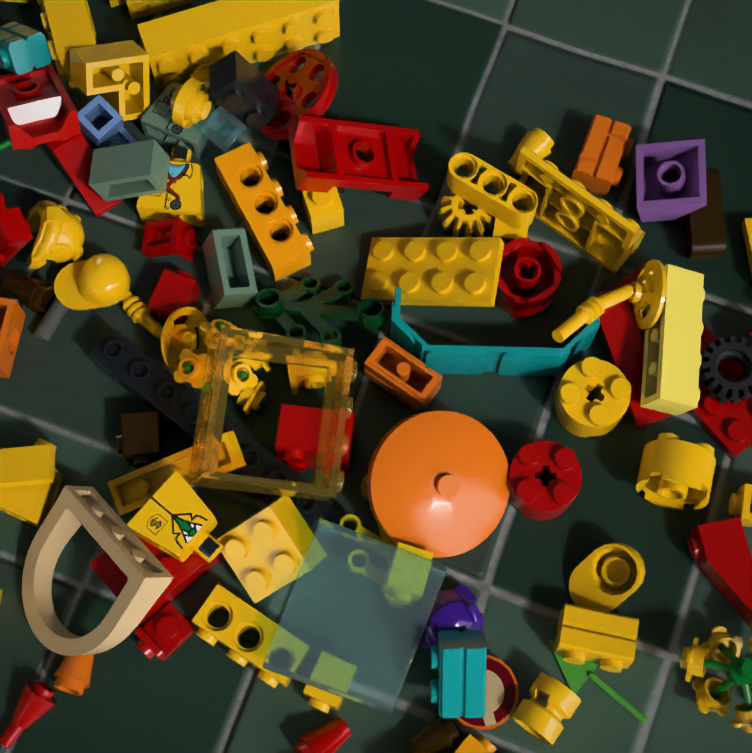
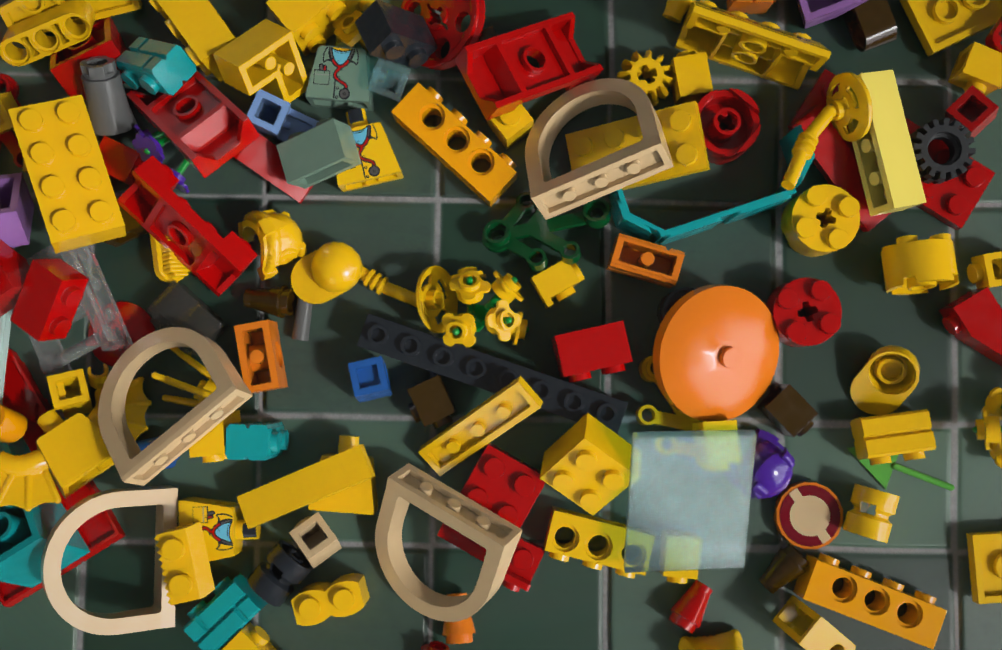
camera: 15 degrees left, 15 degrees up
(89, 393) = (370, 379): none -> blue brick
(169, 237) = (378, 203): red bracket -> none
(172, 292) = (406, 257): red brick -> none
(177, 522) = (505, 477): yellow torso -> none
(190, 103) = (350, 66): yellow plate -> none
(229, 268) = (448, 214): sand green piece -> none
(337, 406) = (504, 374): clear yellow windscreen -> none
(407, 270) = (605, 174): none -> tan window
(460, 673) = (795, 515): teal brick -> none
(486, 176) = (683, 46): yellow beam -> none
(496, 574) = (788, 411): none -> dark brown brick

